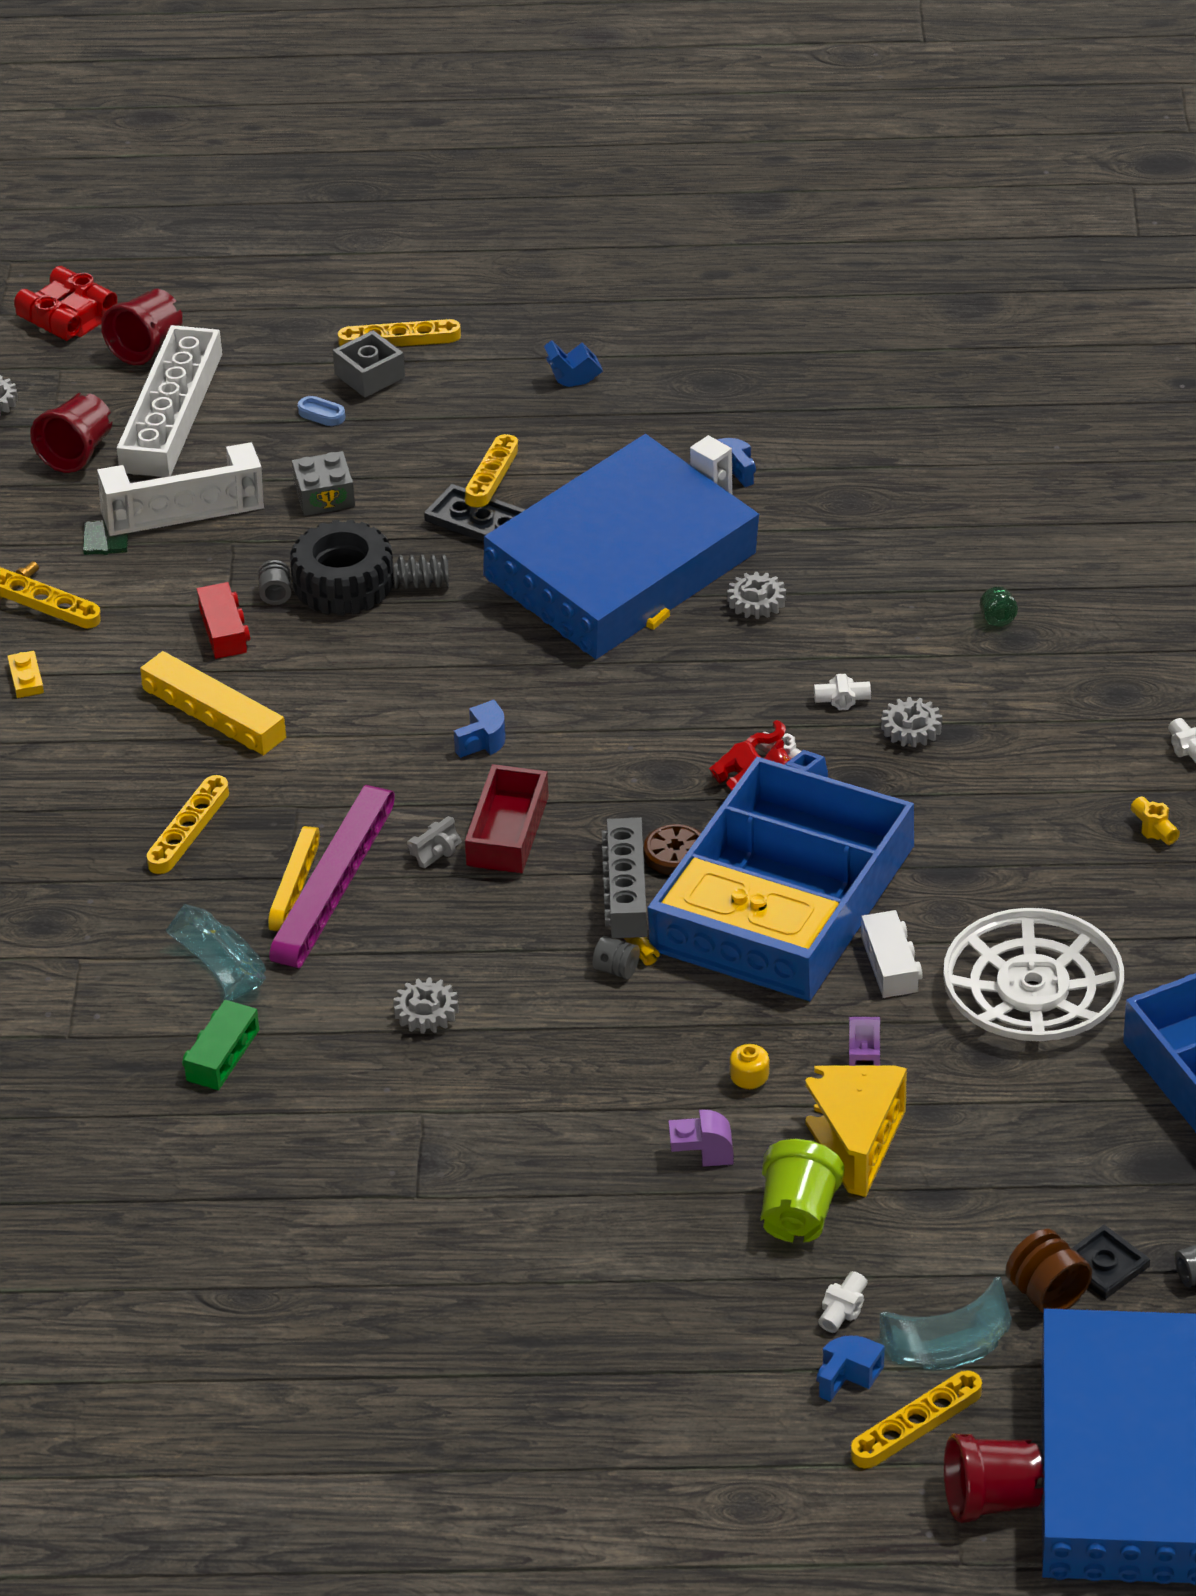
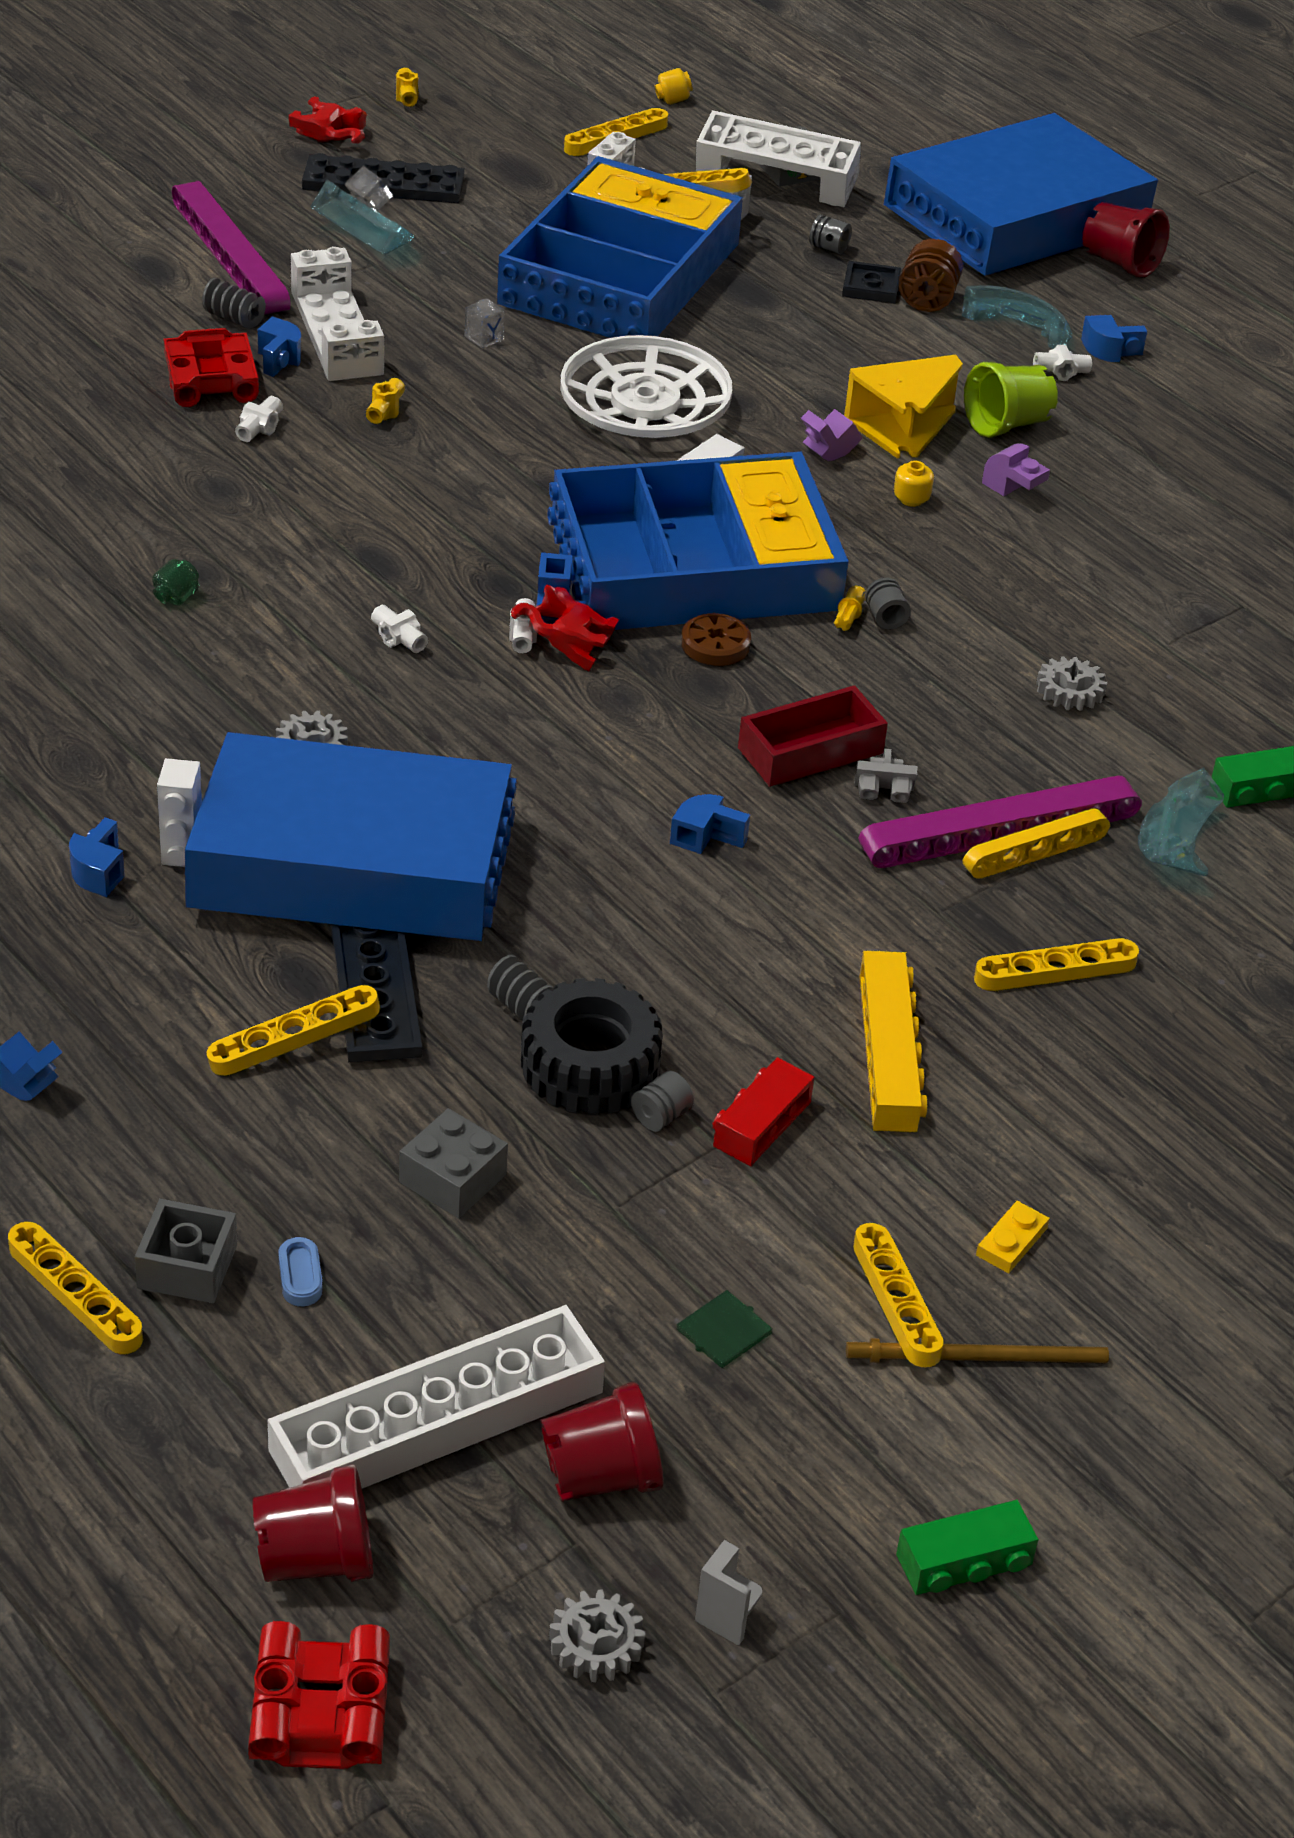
camera: 135 degrees left, 0 degrees up
(181, 497) = (685, 1281): white plate -> none
(624, 878) = (801, 624): dark grey brick -> none
(910, 1431) = (1108, 303): yellow beam -> none
(911, 722) = (399, 570): light grey gear -> none

